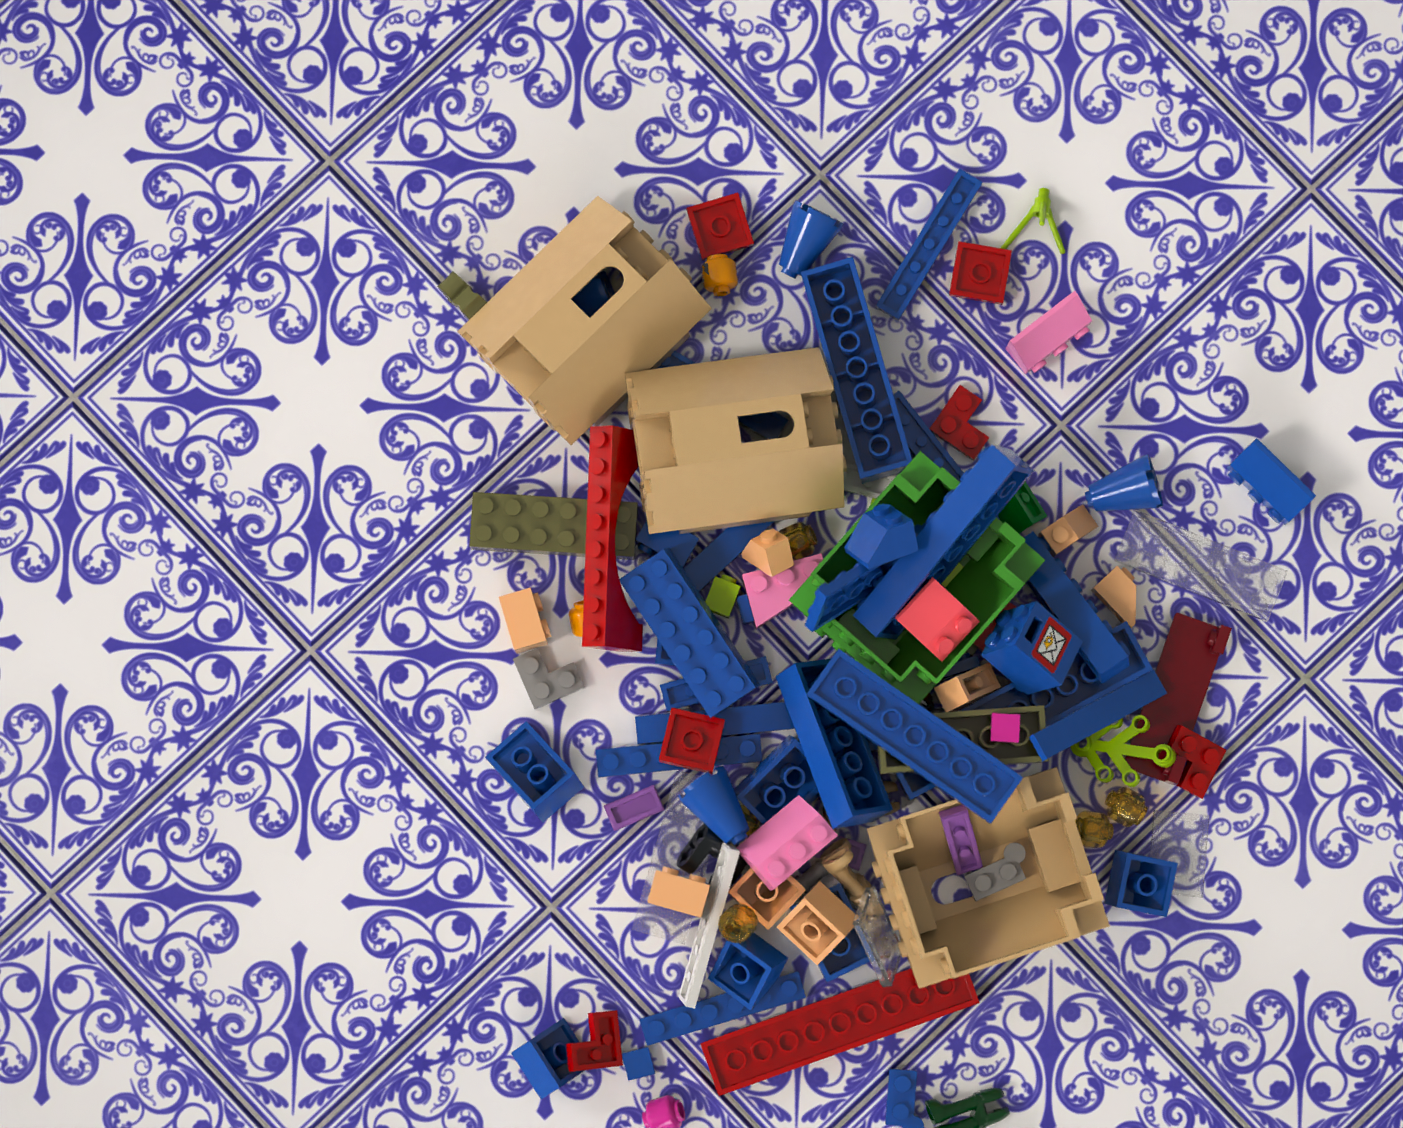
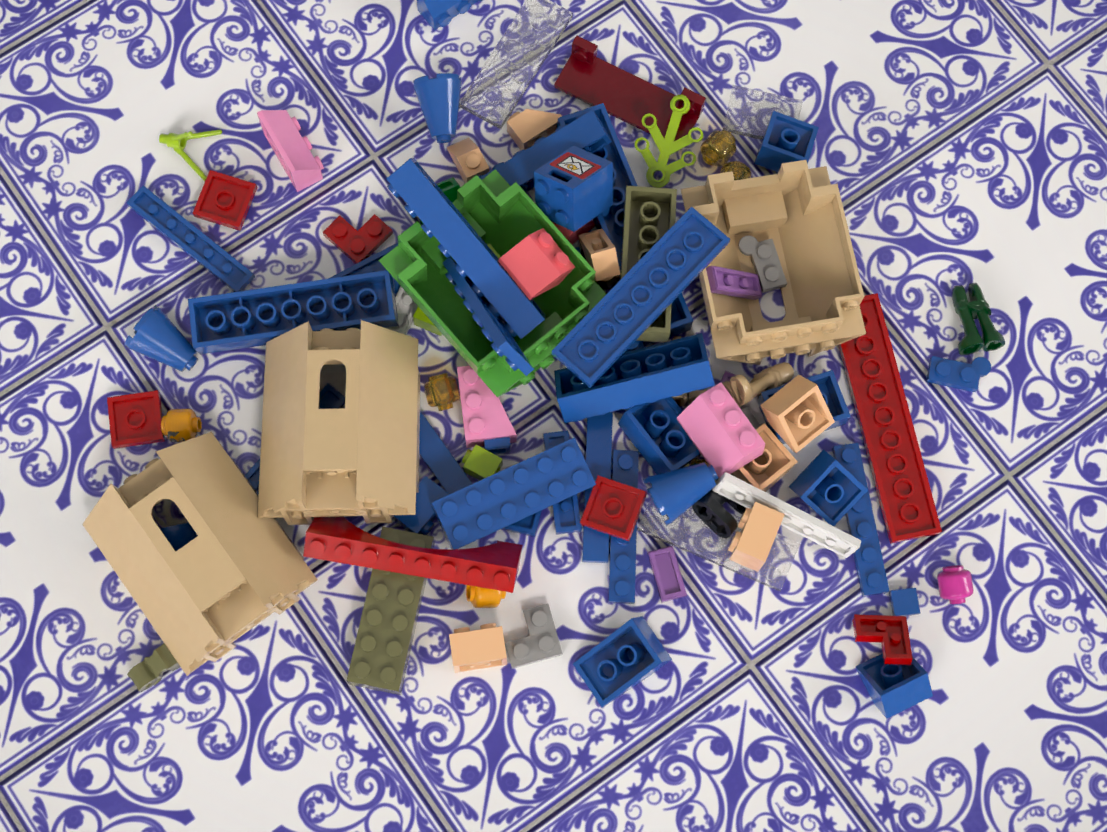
camera: 85 degrees left, 10 degrees down
(738, 923) = (789, 486): clear yellow head -> none
(769, 552) = (449, 411): light nougat slope -> none
(877, 936) = (814, 365): clear tile -> none
(882, 537) = (454, 294): blue slope -> none
(1005, 728) = (643, 219): dark pink tile -> none
(1097, 715) = (641, 150): blue tile -> none
(1202, 759) = (680, 78): red plate -> none

